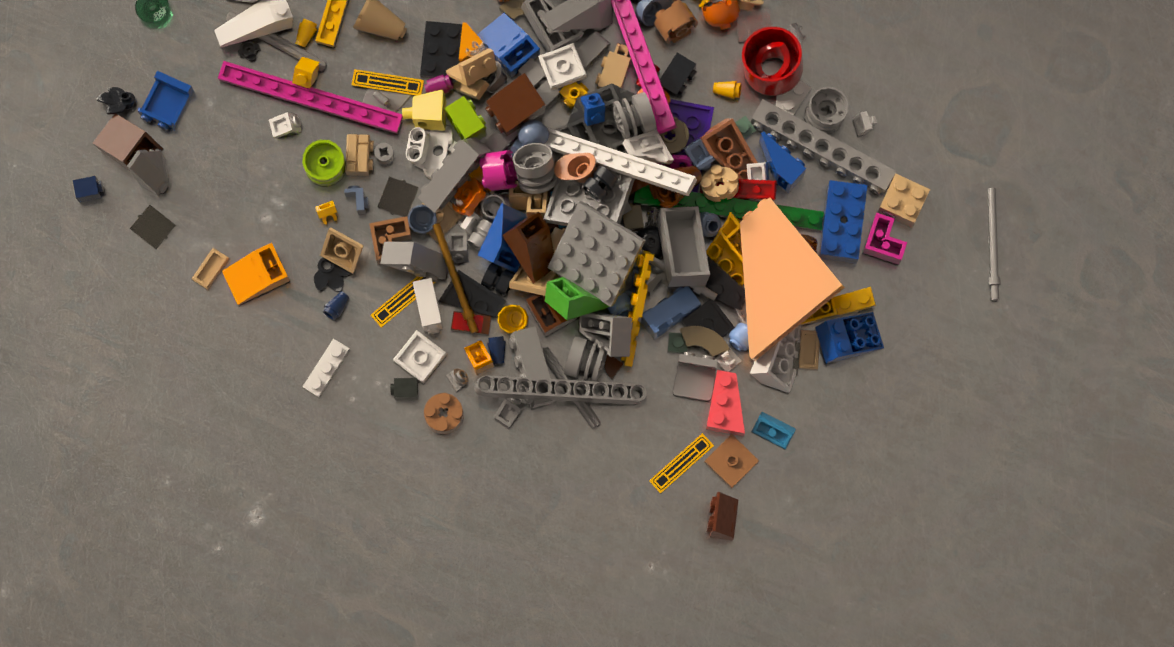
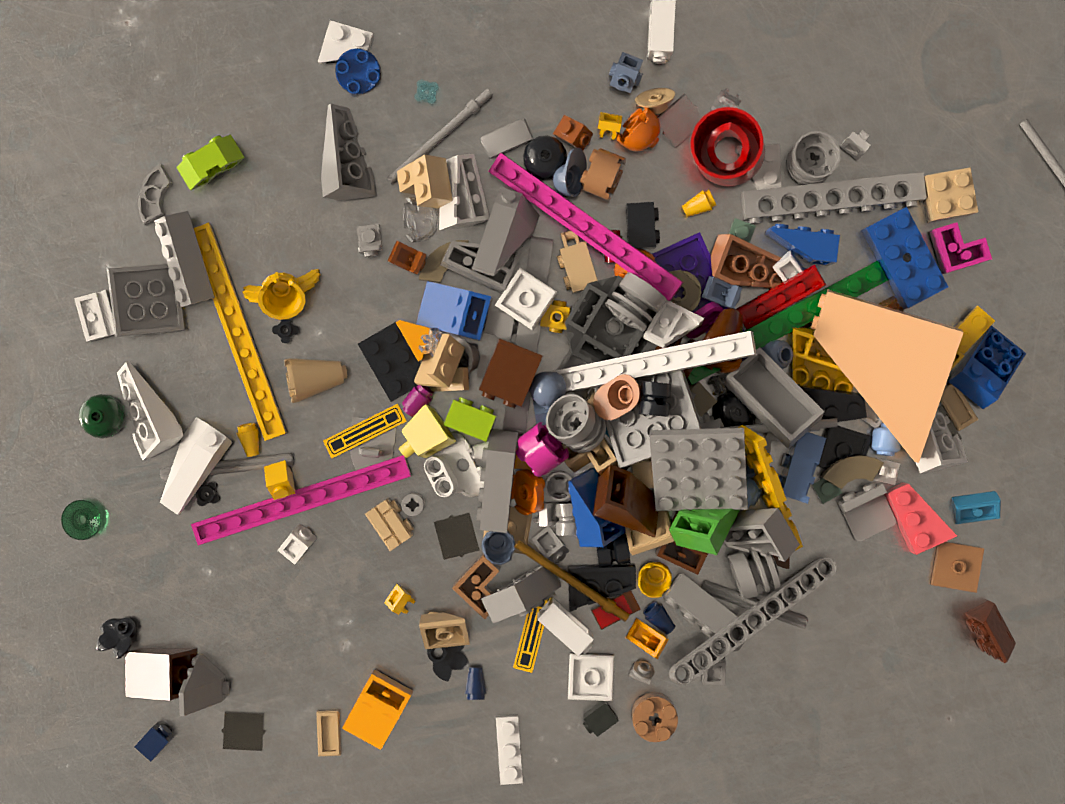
camera: 35 degrees left, 10 degrees up
(166, 101) = (165, 603): blue panel -> none
(327, 173) = (349, 559): lime wheel -> none
(361, 201) = (425, 566): sand blue bracket -> none
(593, 109) = (589, 321): blue bracket -> none
(681, 463) = (910, 600): sticker -> none
(719, 174) = (753, 298): tan plate -> none

